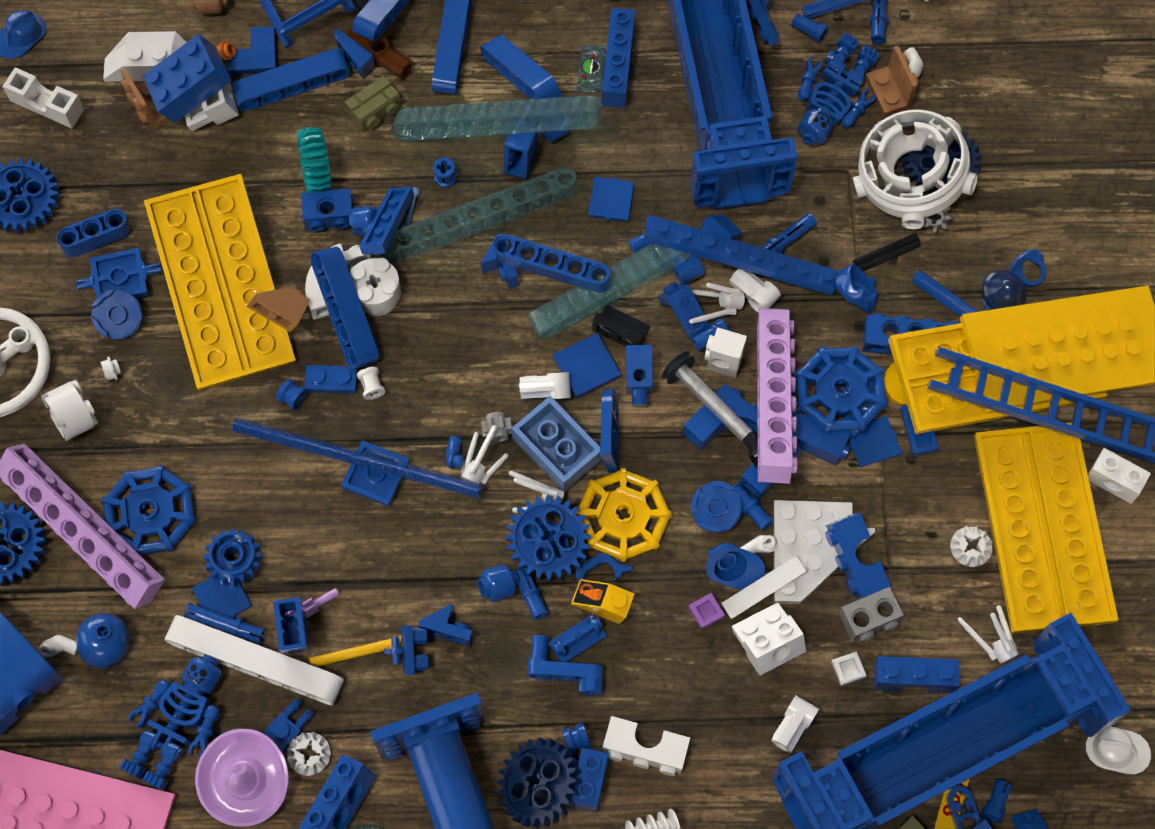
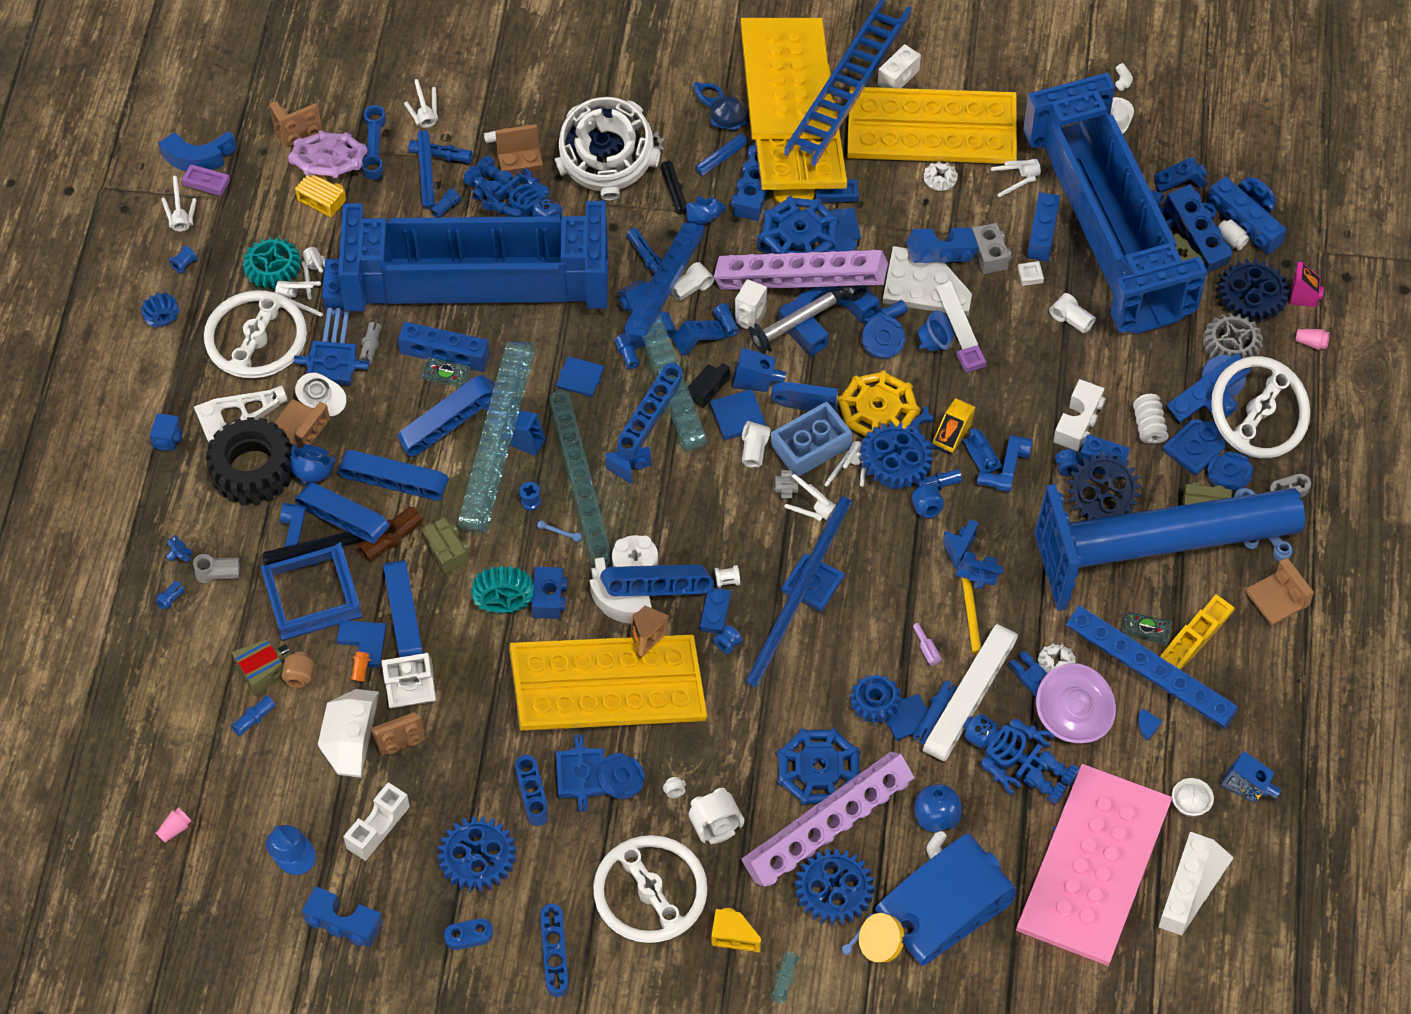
camera: 80 degrees left, 10 degrees down
(186, 78) = (396, 681): blue brick -> none
(291, 628) = (955, 646): blue torso -> none
(357, 55) = (392, 551): blue slope -> none
(380, 223) = (575, 543): blue plate -> none
(453, 458) = (804, 524): blue arm -> none
(730, 298) = (698, 300): white plant -> none
(761, 544) = (919, 312): white arm -> none
(770, 638) = (1008, 313): white brick -> none

